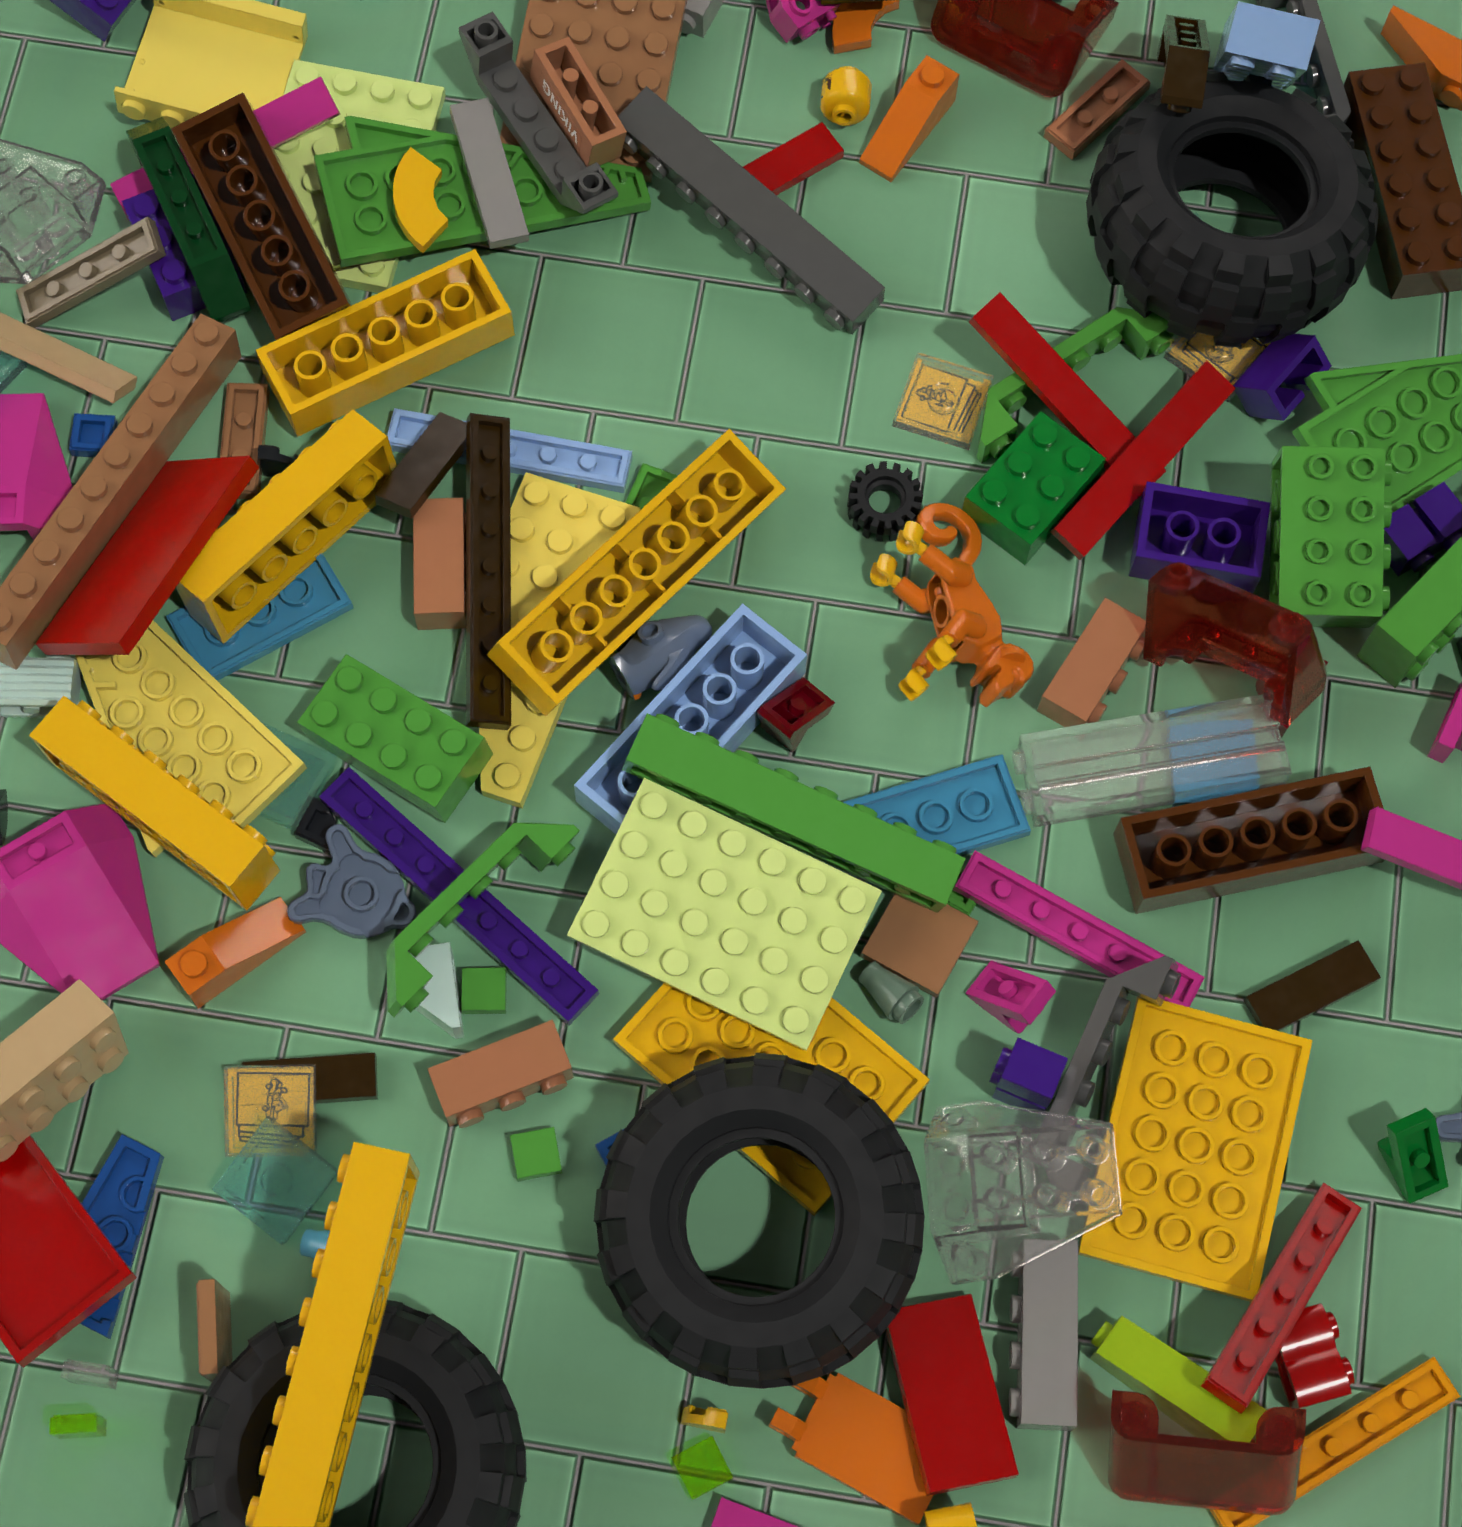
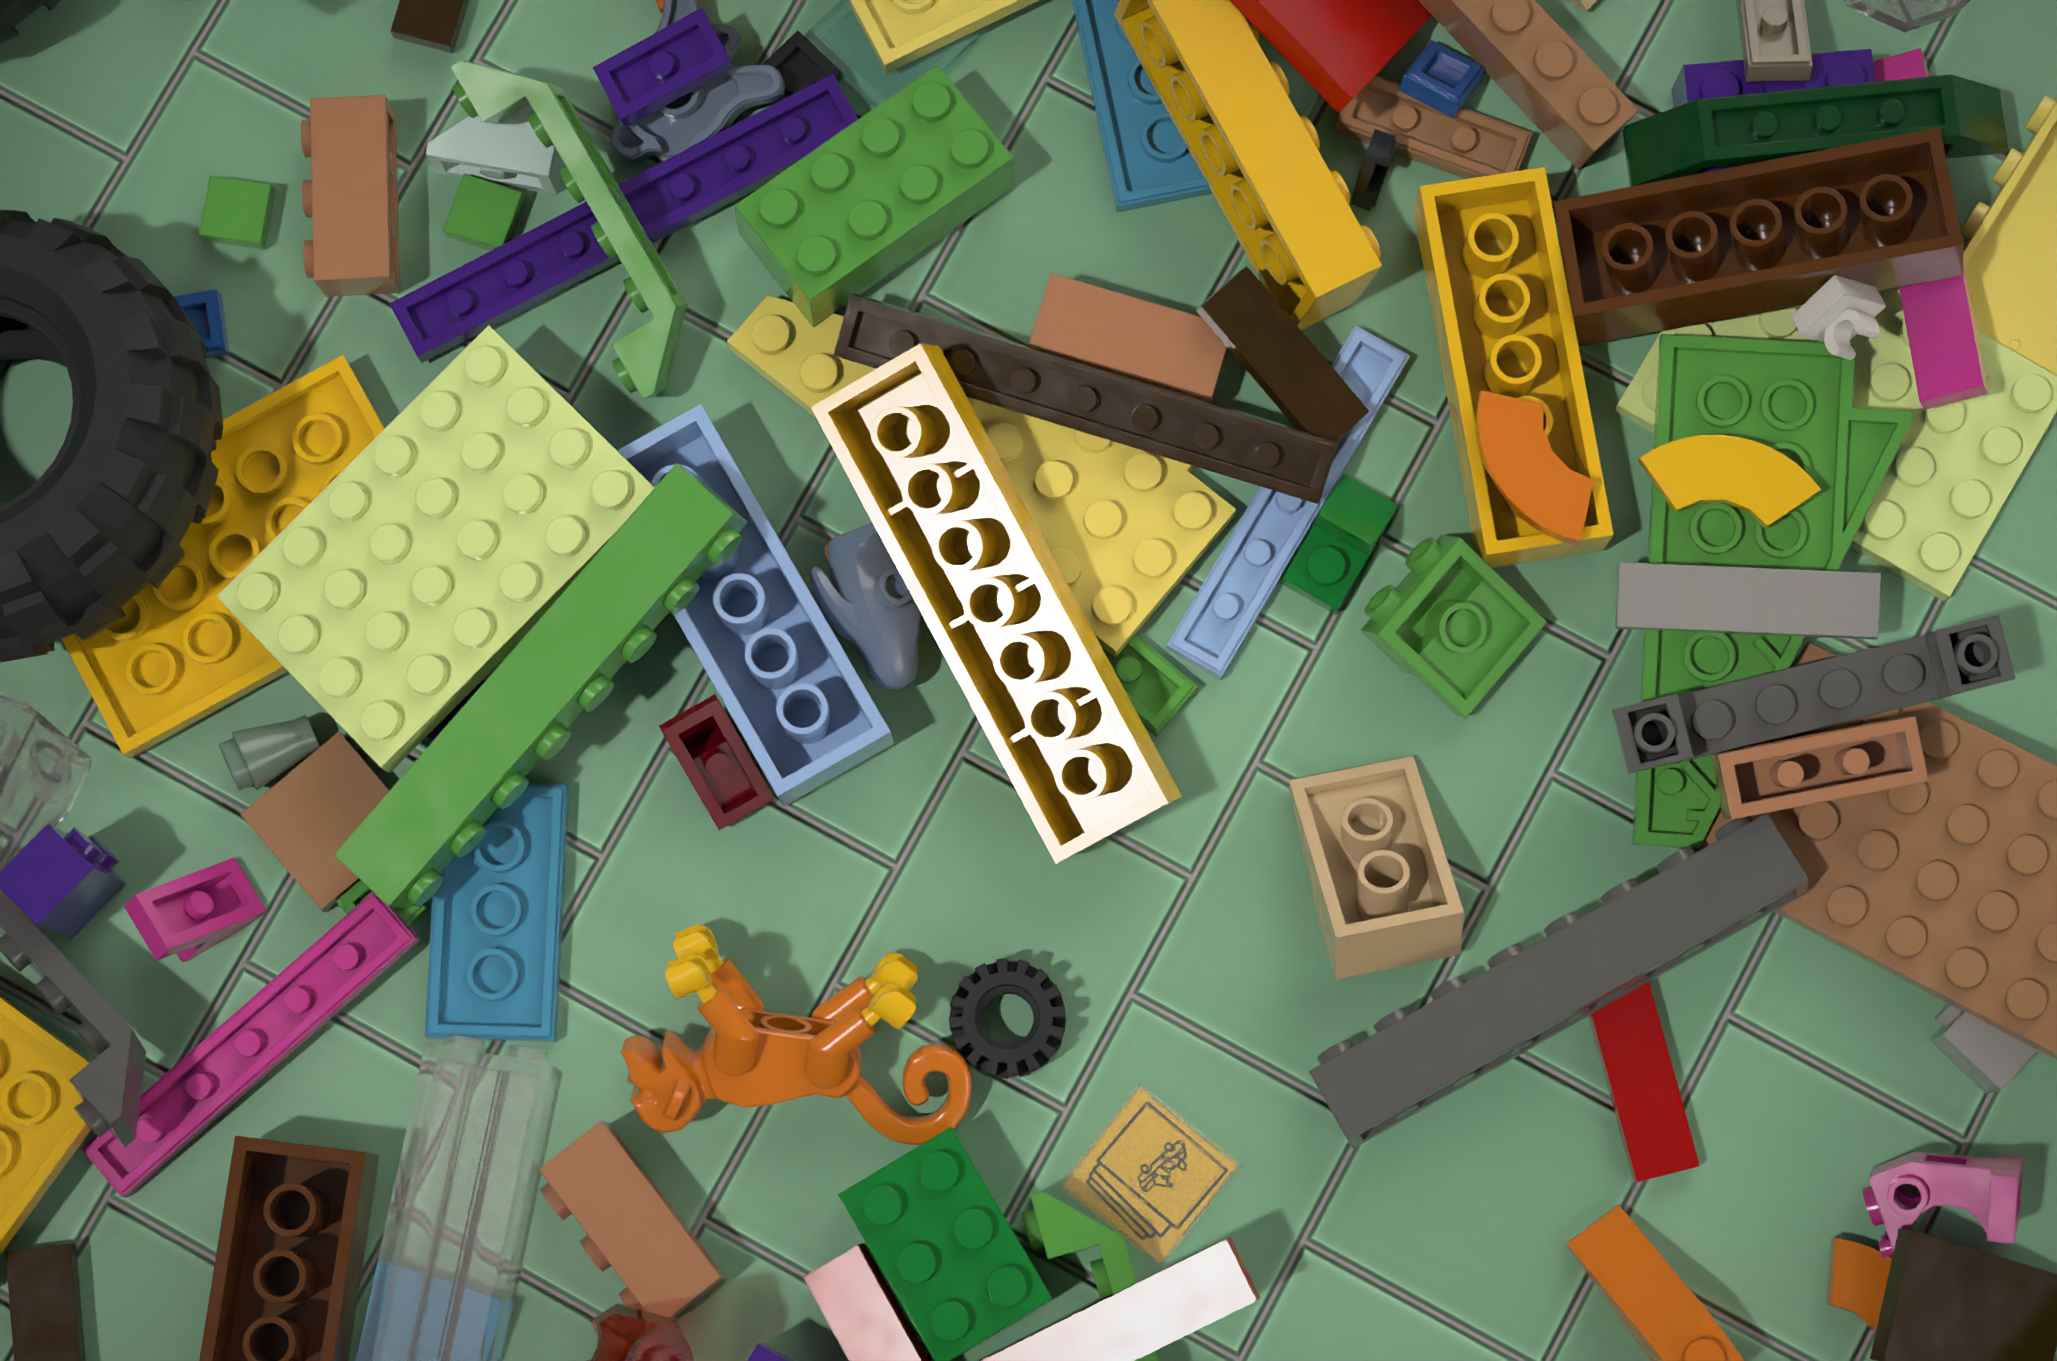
camera: 115 degrees right, 10 degrees up
(208, 439) = (1442, 79): none -> blue tile
(300, 165) = (1839, 313): none -> white tile
(350, 897) = (663, 67): none -> dark purple plate
(451, 301) = (1527, 469): none -> orange tile
(527, 410) = (1339, 544): none -> green slope
(554, 334) = (1451, 622): none -> bright green plate
(715, 330) = (1377, 868): none -> tan slope
(846, 96) = (1730, 1218): yellow head -> none

